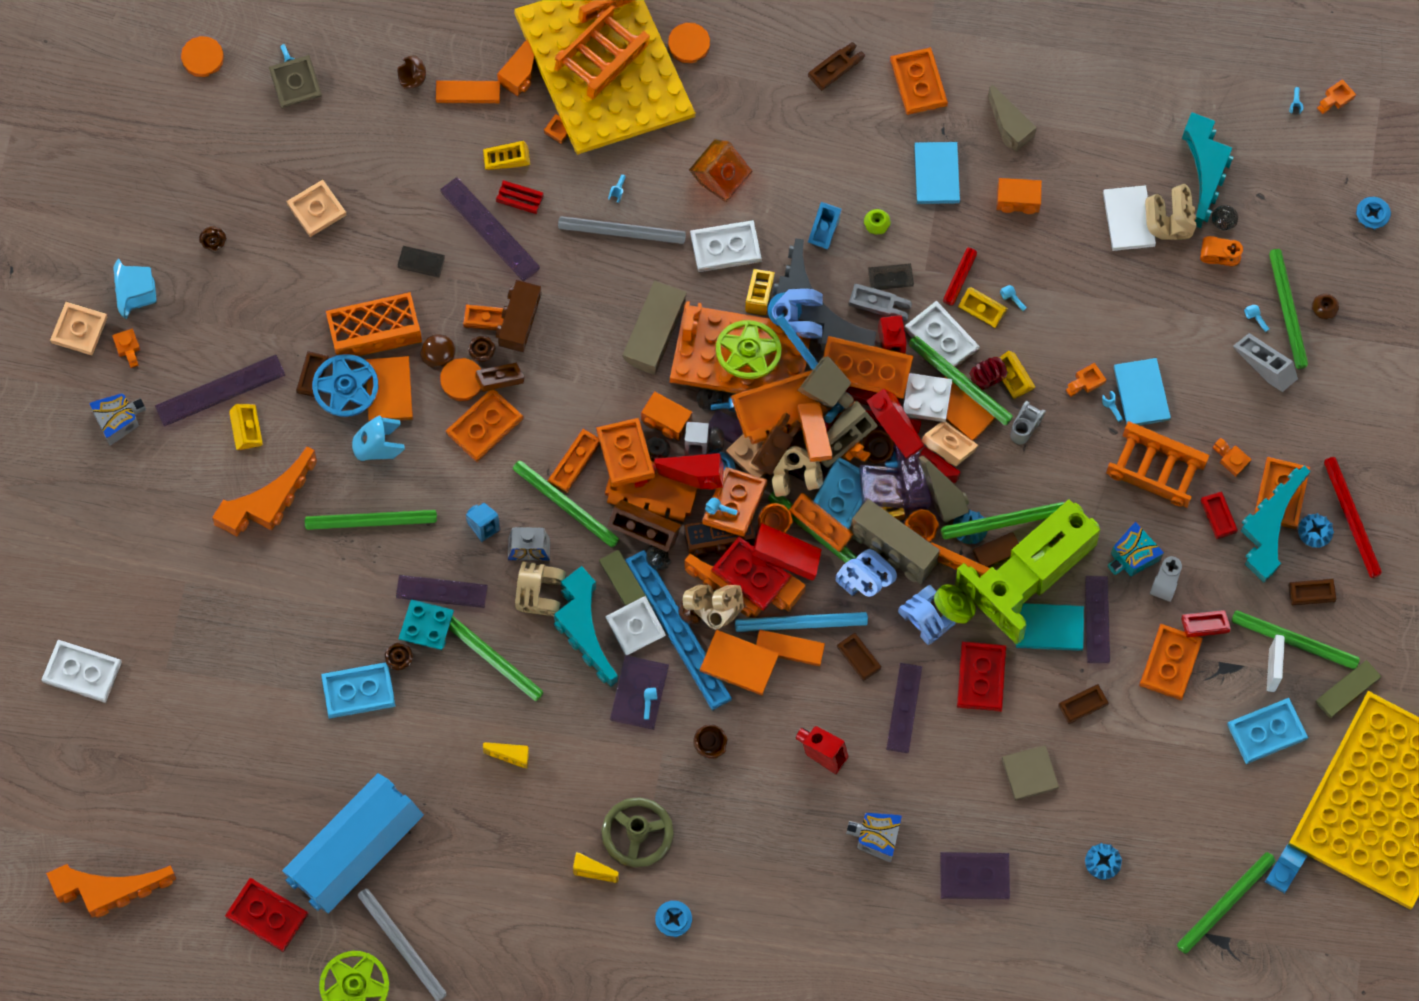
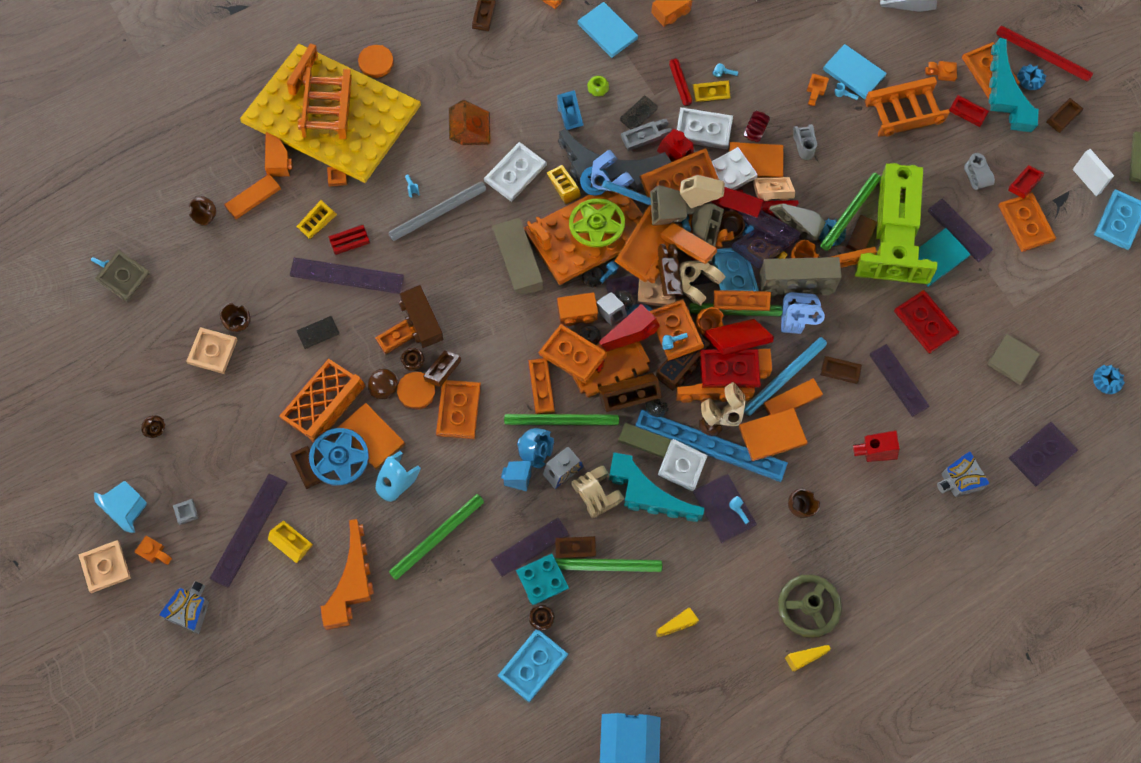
camera: 40 degrees left, 0 degrees up
(181, 334) = (185, 512): none -> light grey tile
(202, 56) = (38, 307): orange tile -> none
(359, 193) = (235, 317): none -> reddish brown hair
(479, 621) = (575, 547): none -> reddish brown plate
(519, 508) = (535, 446): none -> dark azure cylinder
(674, 908) = (895, 641): dark azure gear -> none
(864, 390) = (701, 190): none -> tan slope
(925, 616) = (860, 307): light blue piece -> none
(954, 603) = (871, 287): lime tile -> none
(960, 380) = (744, 144): bright green axle -> none
(1017, 379) = (777, 120): yellow slope -> none
(1083, 704) = (1002, 289): reddish brown tile -> none
(1134, 552) = (944, 170): torso -> none
(1296, 640) = (1078, 152): bright green axle -> none

